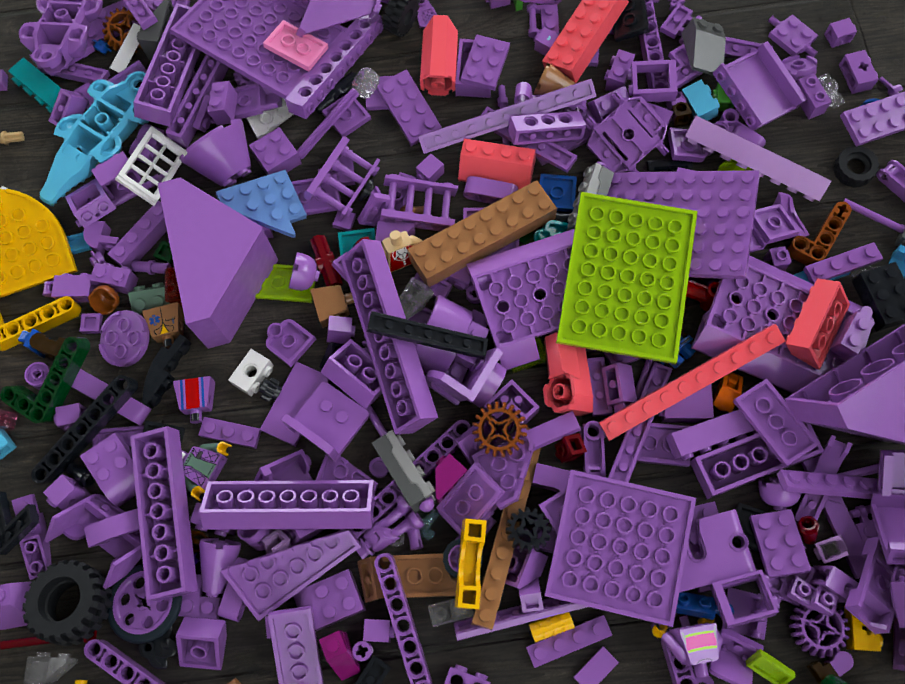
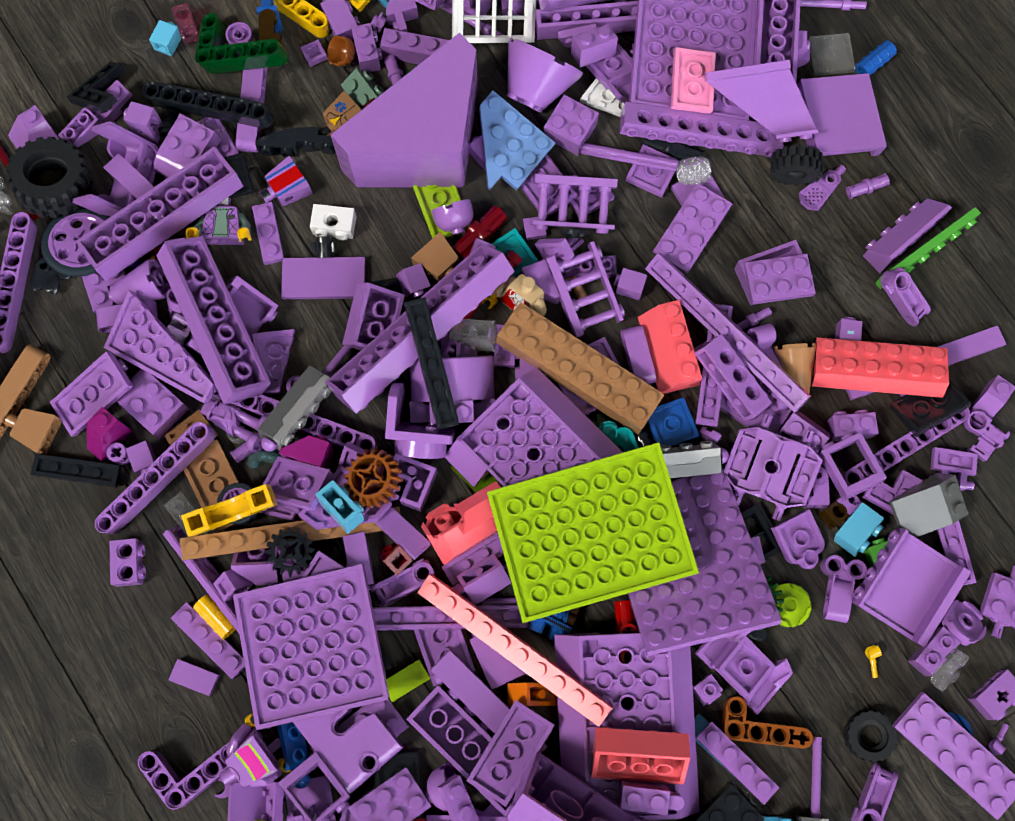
camera: 60 degrees right, 5 degrees up
(67, 415) = (216, 83): medium lavender brick -> none
(124, 338) = (312, 90): medium lavender tile -> none
(201, 643) = (67, 309): medium lavender slope -> none
(288, 341) = (381, 239): medium lavender plate -> none
(328, 420) = (311, 314): medium lavender piece -> none
(439, 56) = (766, 228): coral brick -> none
(513, 465) = (340, 506): none -> medium azure brick
(548, 16) = (879, 323): medium lavender plate -> none
(580, 169) = (709, 436): none -> medium lavender tile
(673, 480) = (407, 680): none -> lime tile
(758, 158) = (817, 619): lavender brick -> none
(794, 138) = (873, 652): none -> yellow hand

